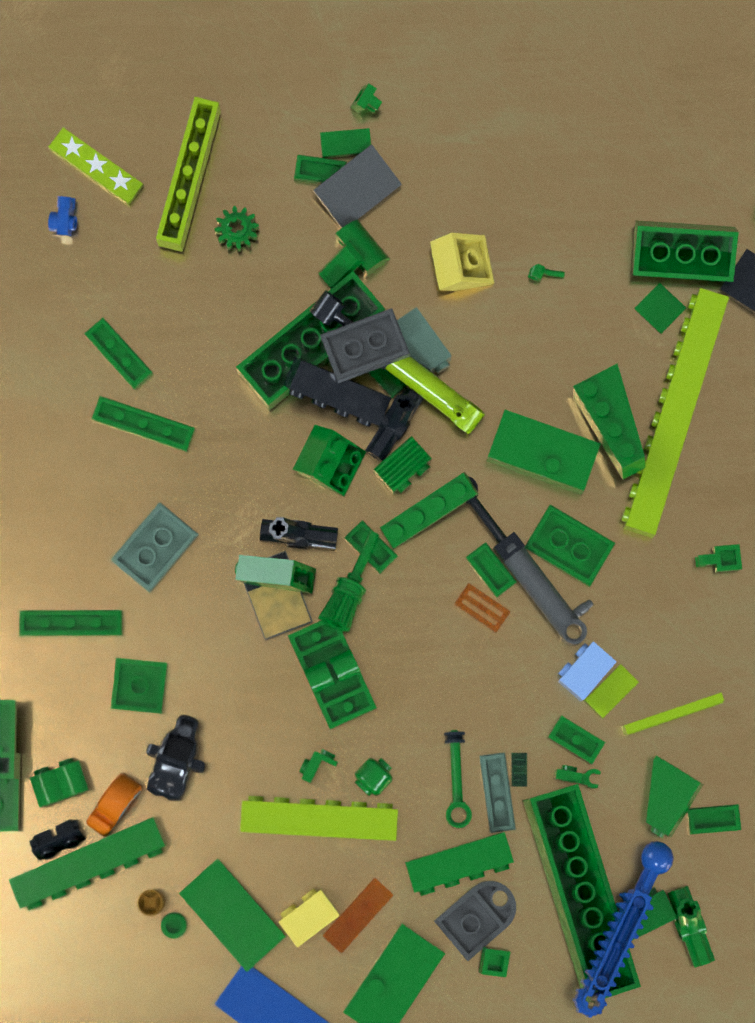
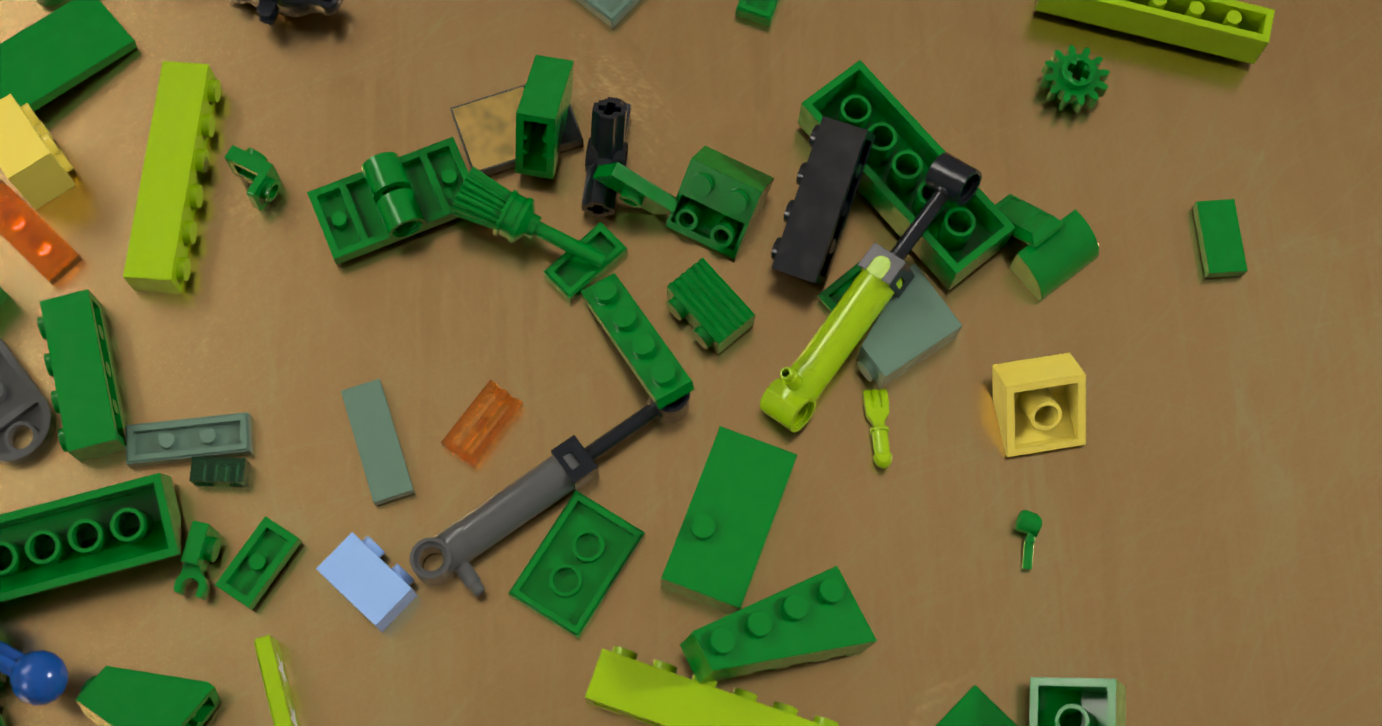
camera: 90 degrees right, 10 degrees down
(315, 169) = (1172, 201): green tile -> none
(328, 513) = (635, 189): none -> green plate
(357, 187) = (1152, 249): dark grey tile -> none
(365, 345) = (894, 229): dark grey tile -> none
(366, 99) = (1292, 265): green tile -> none
(373, 776) = (229, 253): green head -> none
(394, 424) = (776, 294): black piece -> none
(454, 738) = (145, 364): green piece -> none
(467, 362) = (877, 411): none -> lime piece
(491, 570) = (536, 440): green tile -> none
(495, 673) = (377, 442): none -> sand green tile
(611, 691) = (334, 624): lime tile -> none

